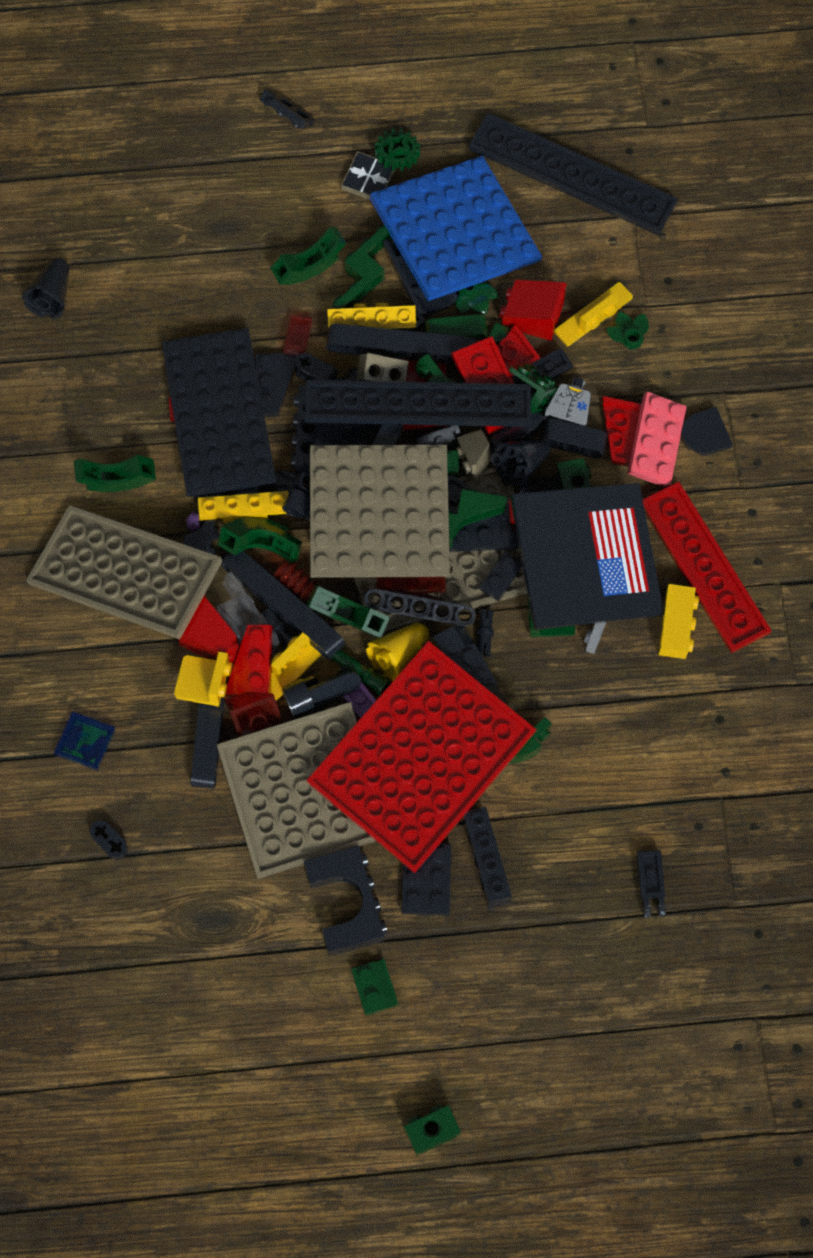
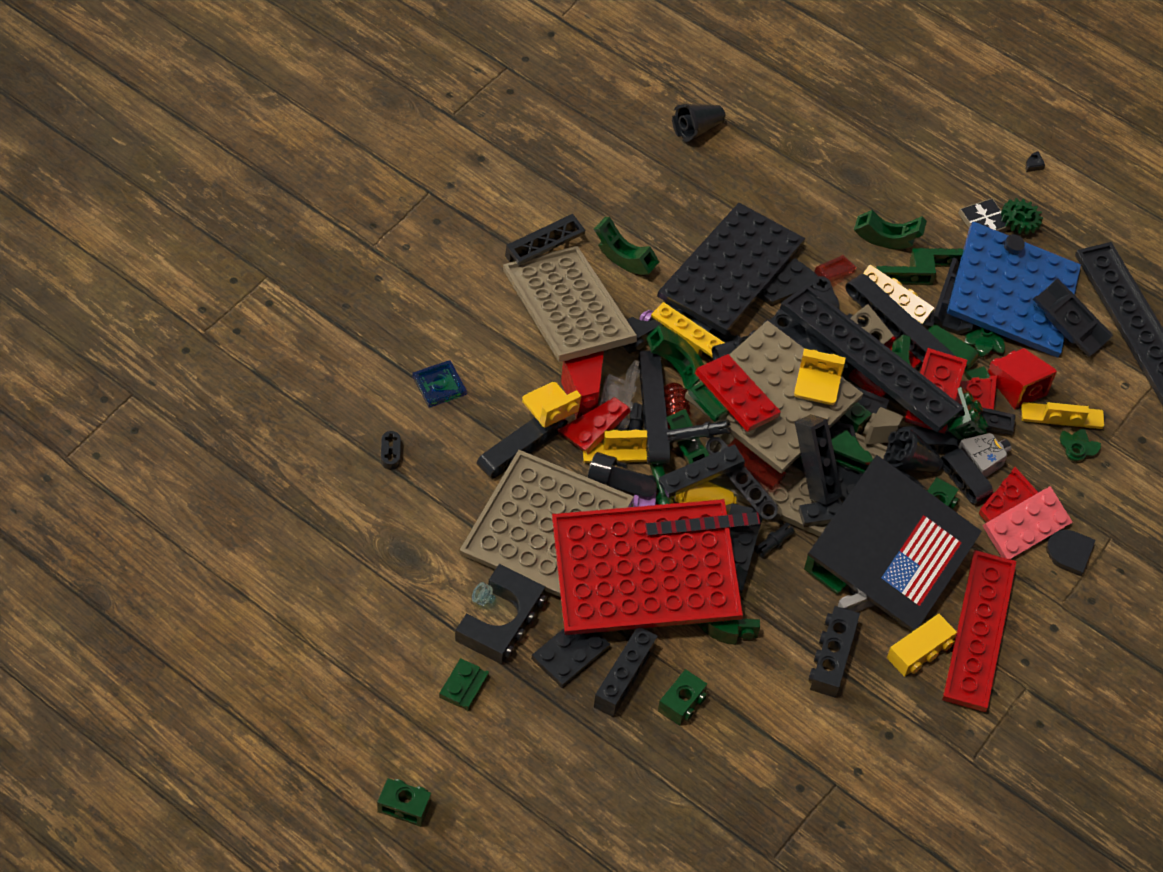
camera: 40 degrees right, 15 degrees down
(34, 523) = (547, 235): none -> black fence
(253, 712) = (563, 451): clear red slope -> none
(287, 109) = (969, 140): black hinge -> none
(313, 898) = (483, 594): none -> clear light blue tile
(339, 565) = (708, 401): none -> dark green tile
(355, 538) = (737, 392): none -> red plate
(357, 84) = (1034, 162): none -> black tile
(357, 591) = (707, 430): none -> black pin
(388, 633) = (701, 471): none -> black plate
(406, 465) = (819, 377): none -> yellow bracket
(423, 187) = (1014, 244): none -> black tile
(432, 678) = (702, 523): none -> black sticker
(469, 538) = (818, 459): none -> black brick
(525, 216) = (1072, 318): none -> black piece
(547, 851) = (685, 686): none -> dark green brick
(609, 655) = (829, 681): none -> black brick
(651, 880) = (727, 788): black hinge -> none

